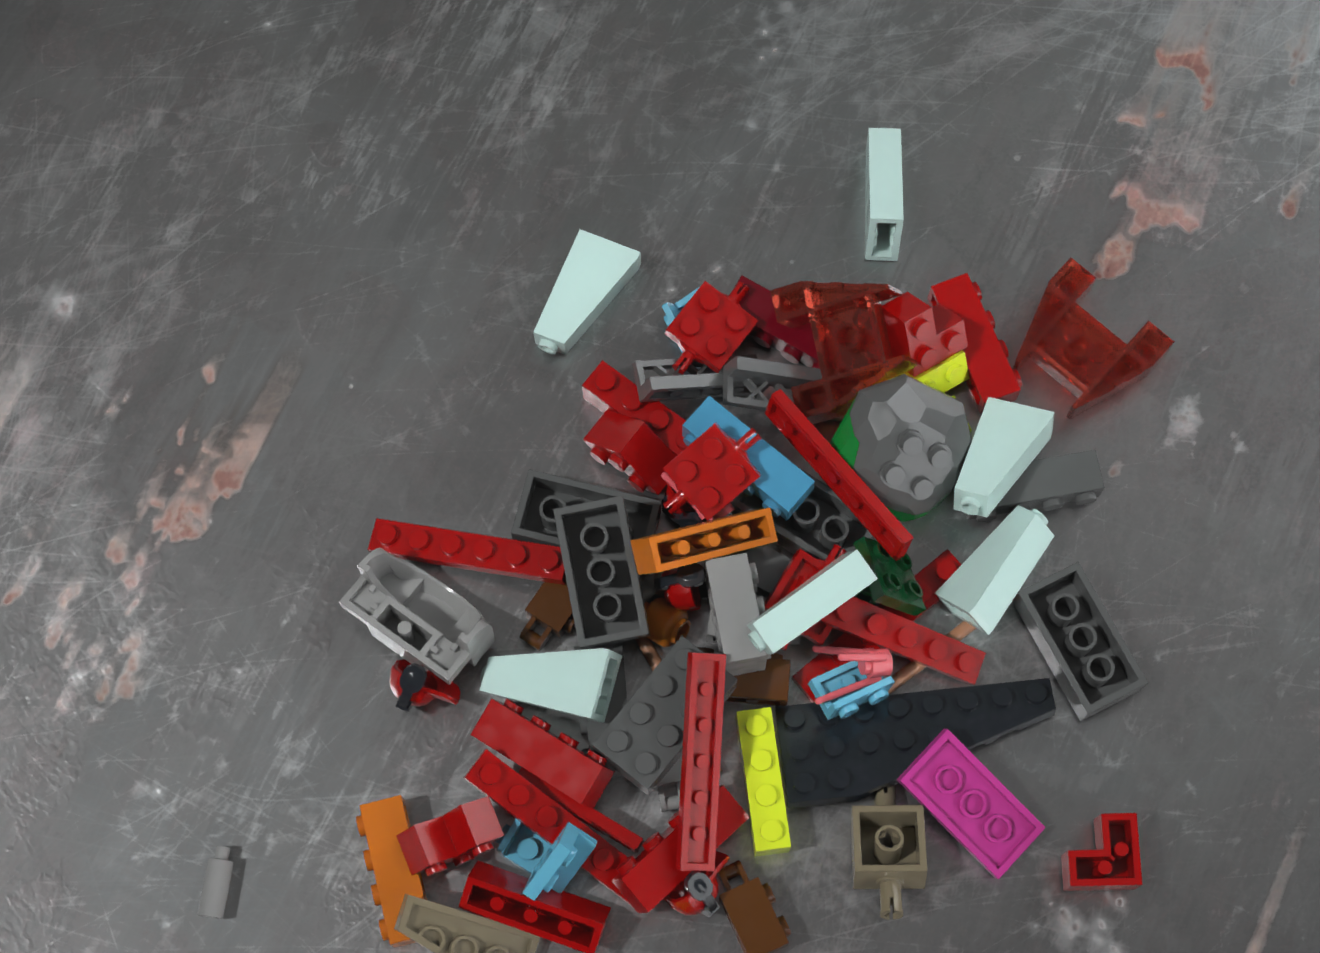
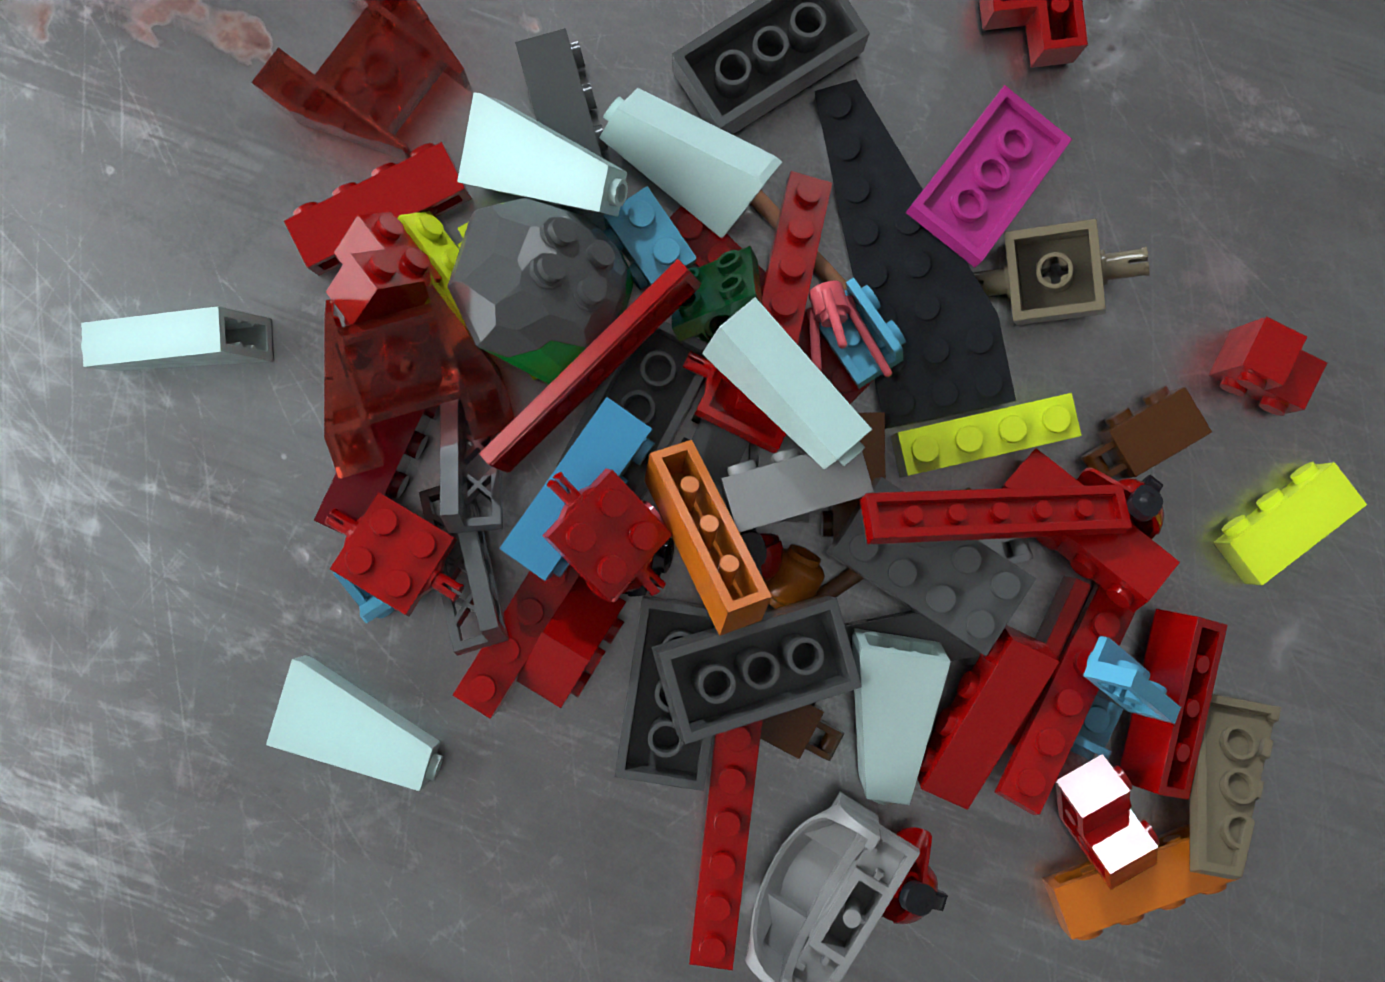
camera: 95 degrees left, 15 degrees up
(938, 536) = (647, 238): none -> medium azure bracket

